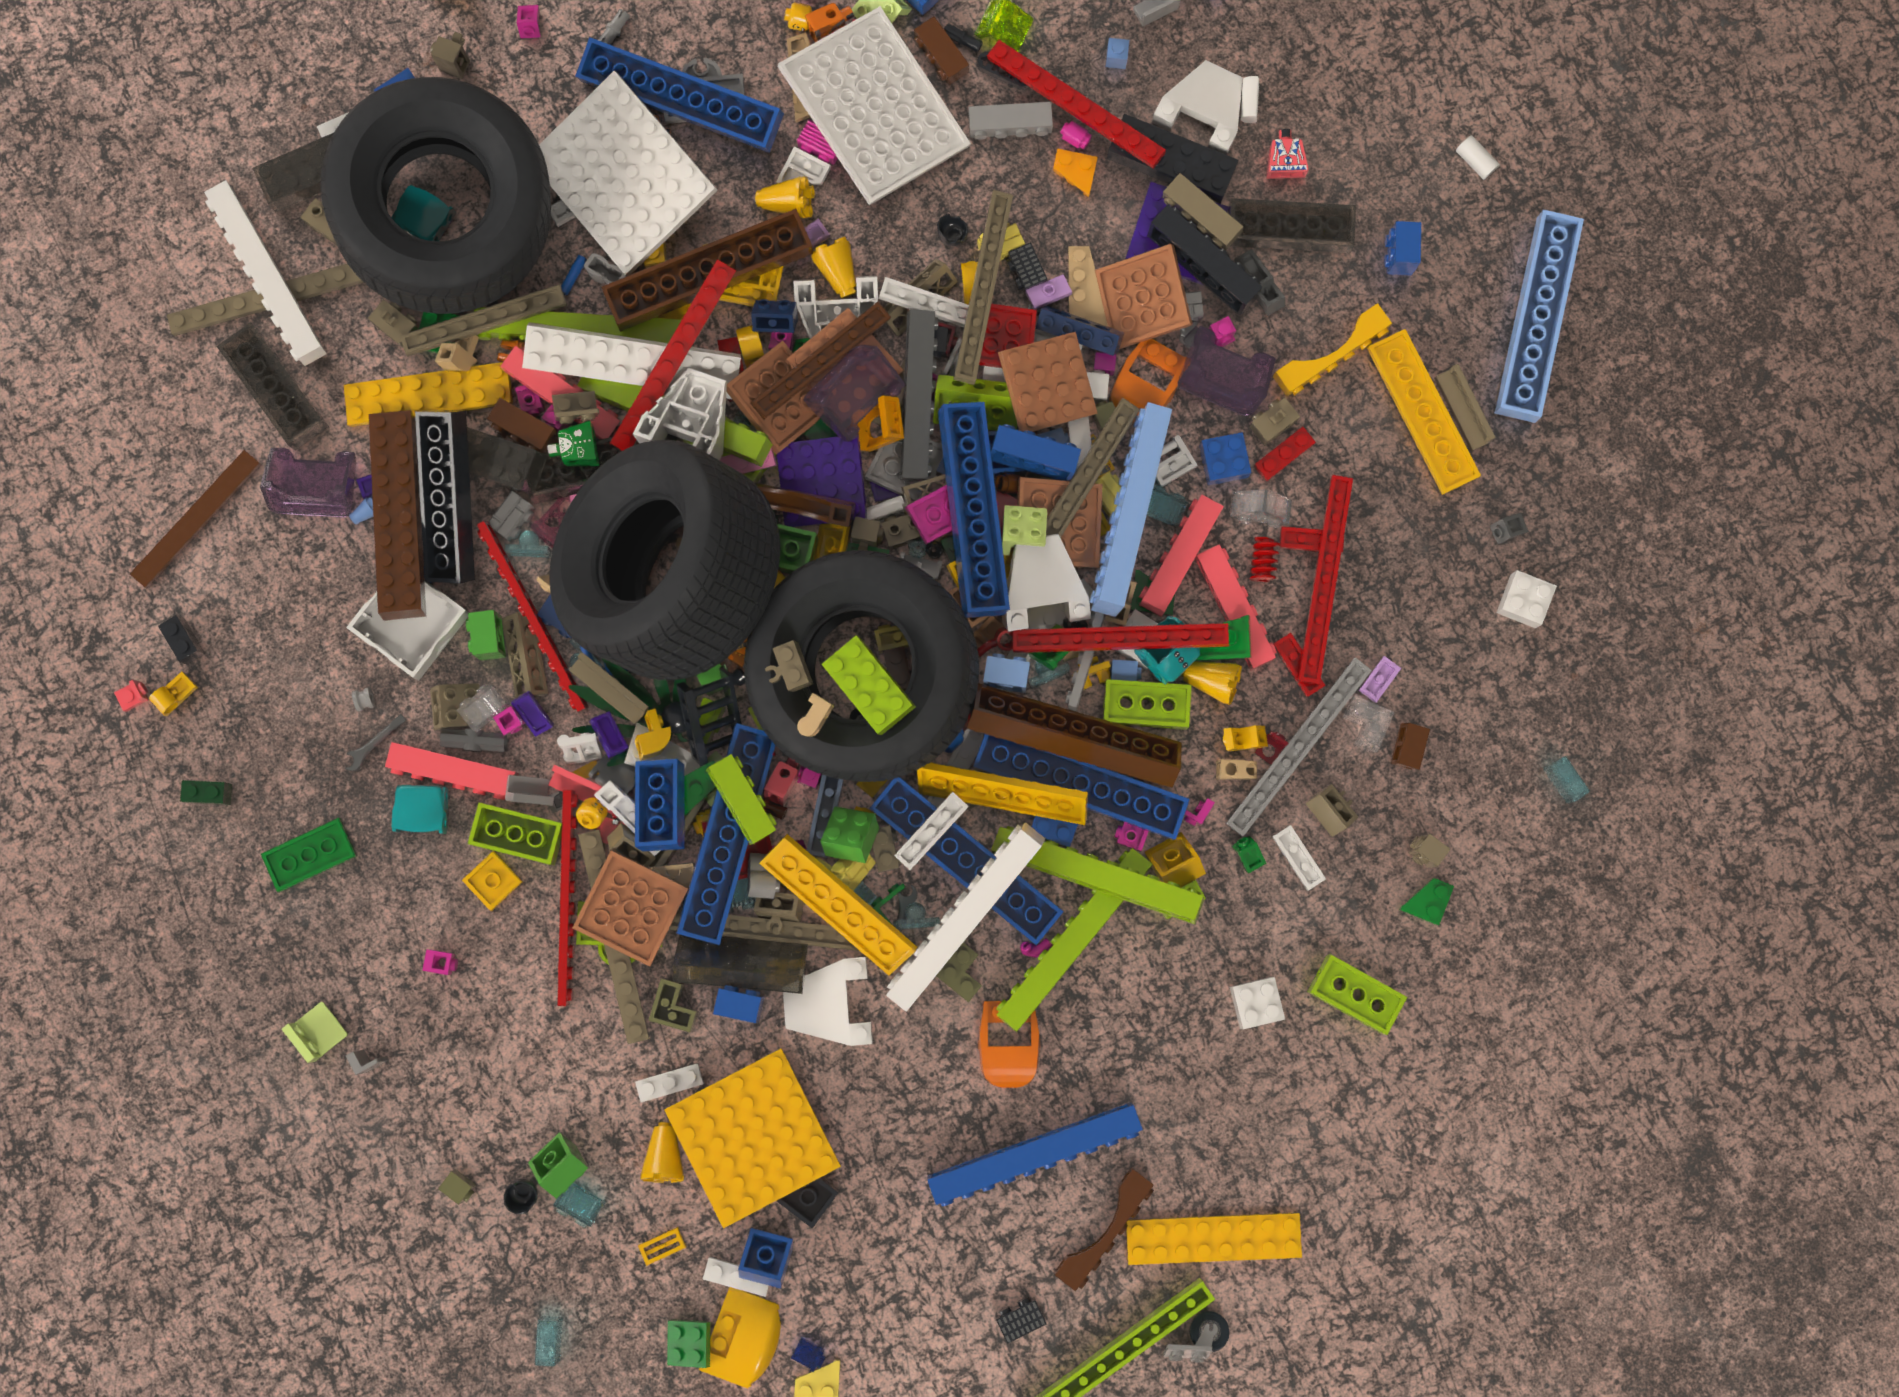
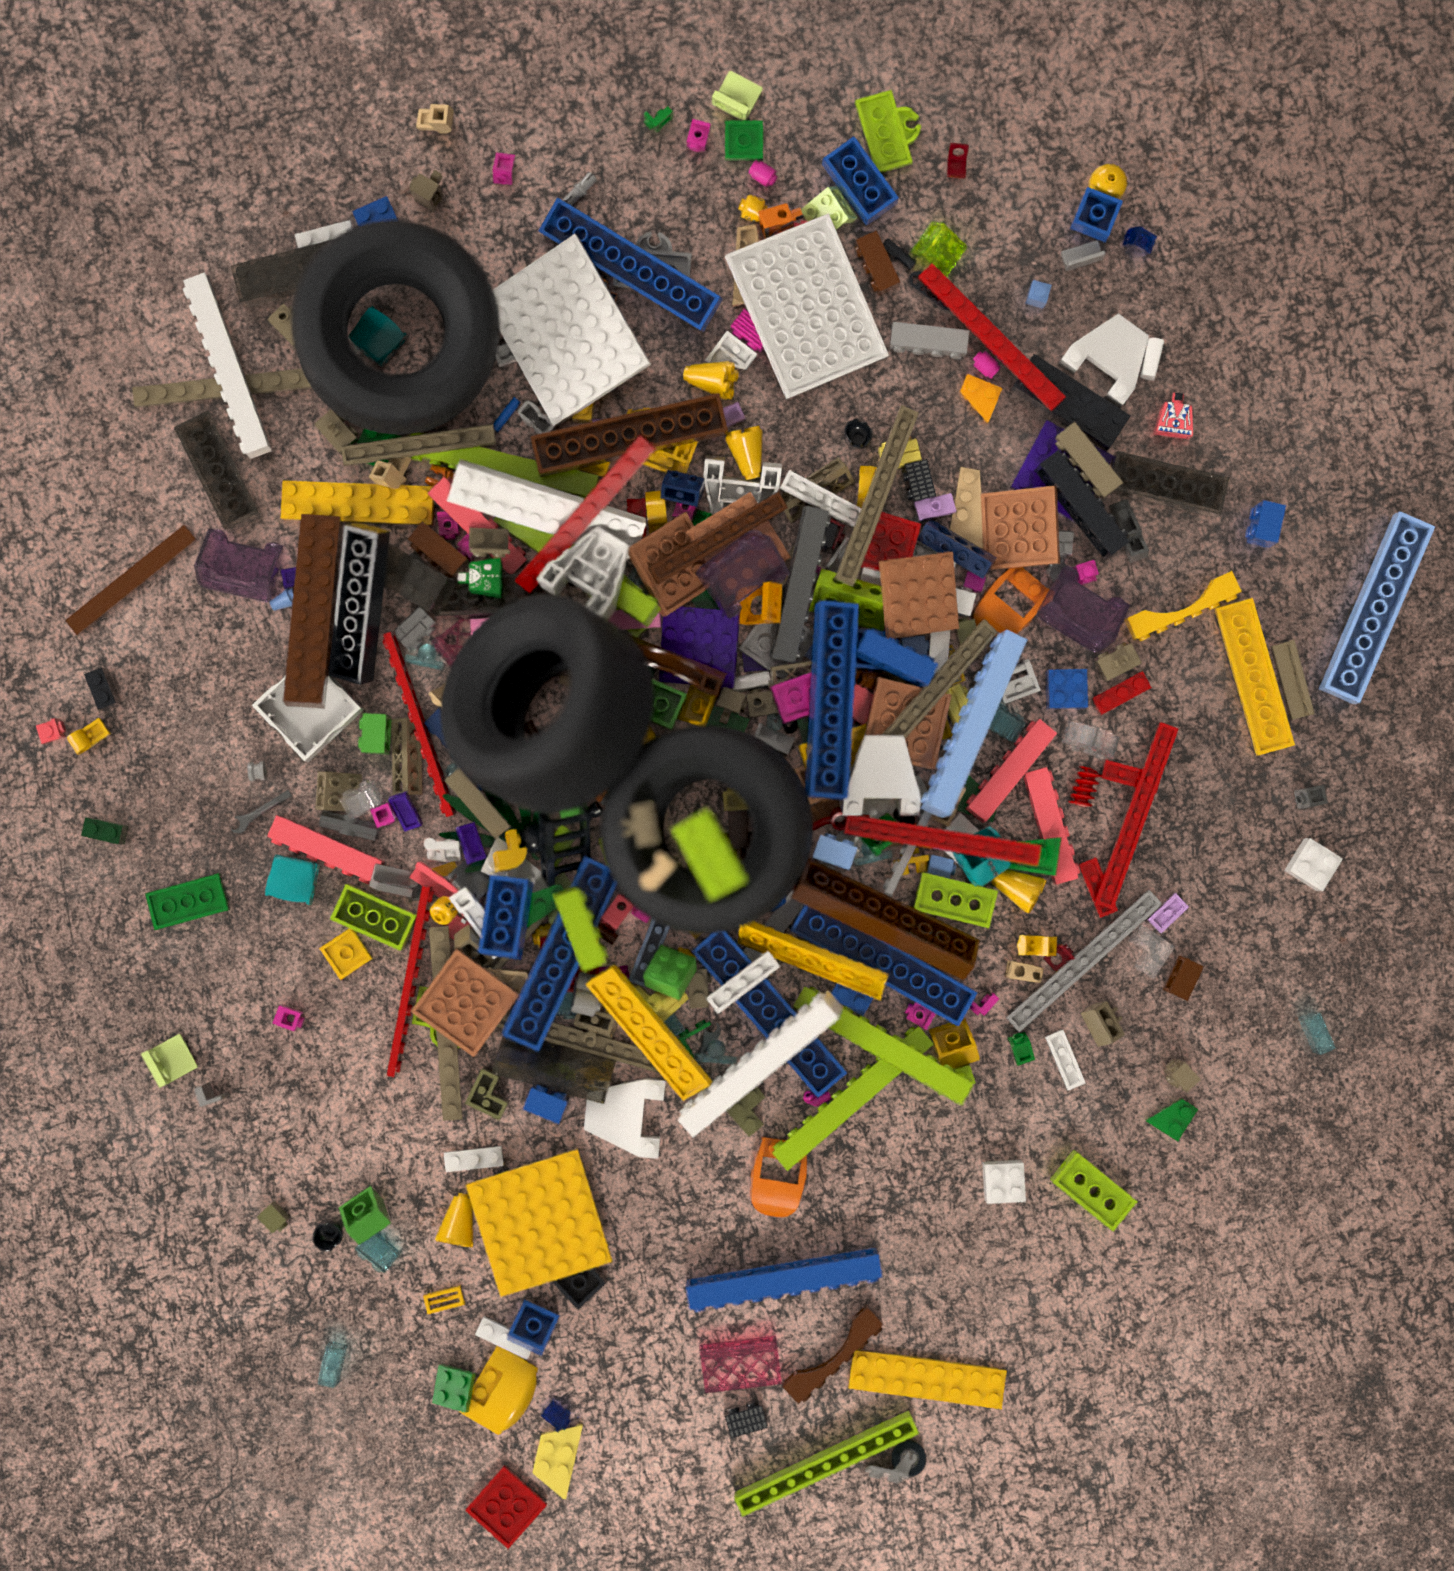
camera: 10 degrees right, 5 degrees up
(1000, 1241) = (740, 1348): none -> clear pink fence
(1023, 527) = (873, 724): yellowish green bracket -> none
(1477, 157) = (1350, 449): white brick -> none

